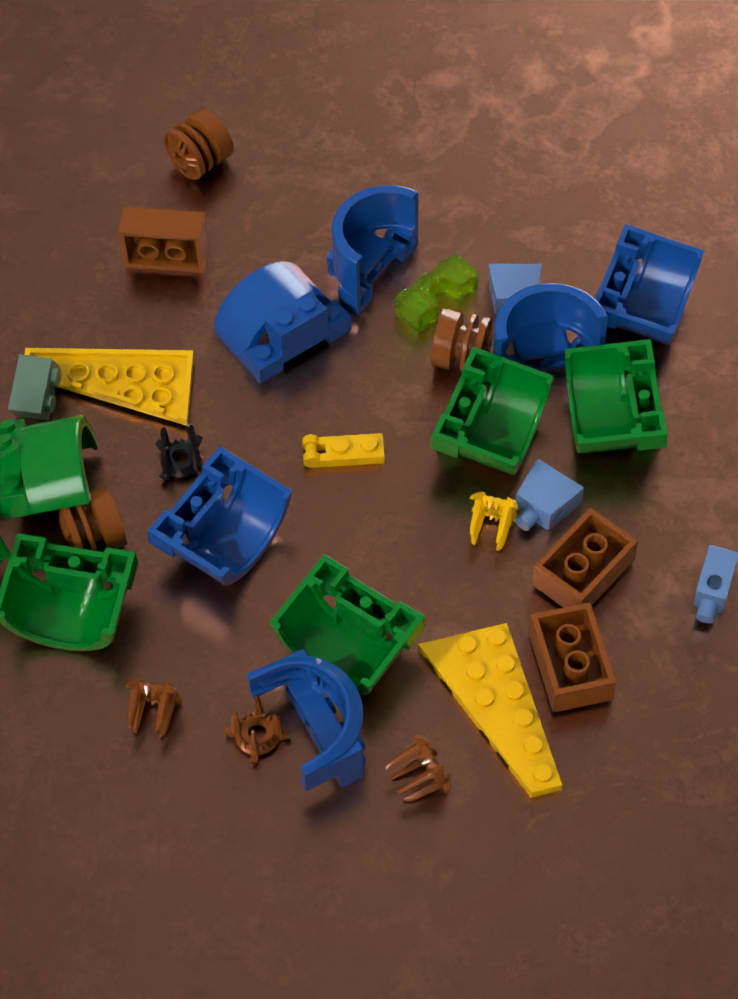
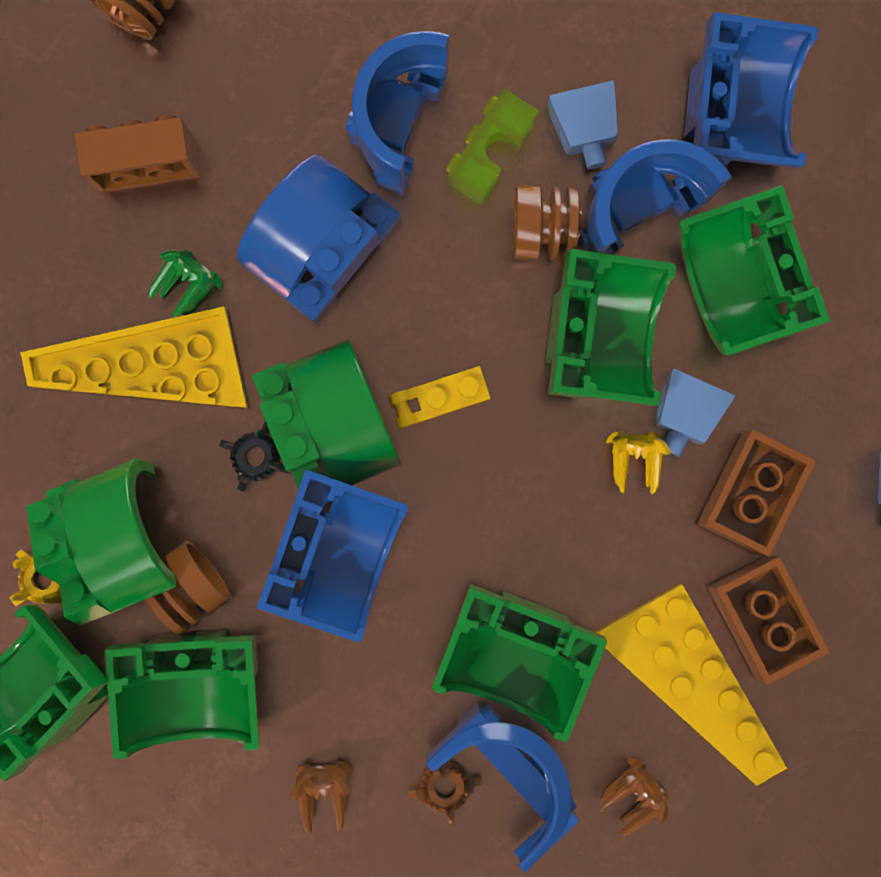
camera: 20 degrees left, 30 degrees up
(34, 387) = (51, 412): sand green brick -> none
(174, 319) = (183, 264): none -> green piece
(253, 429) = (326, 416): none -> green piece

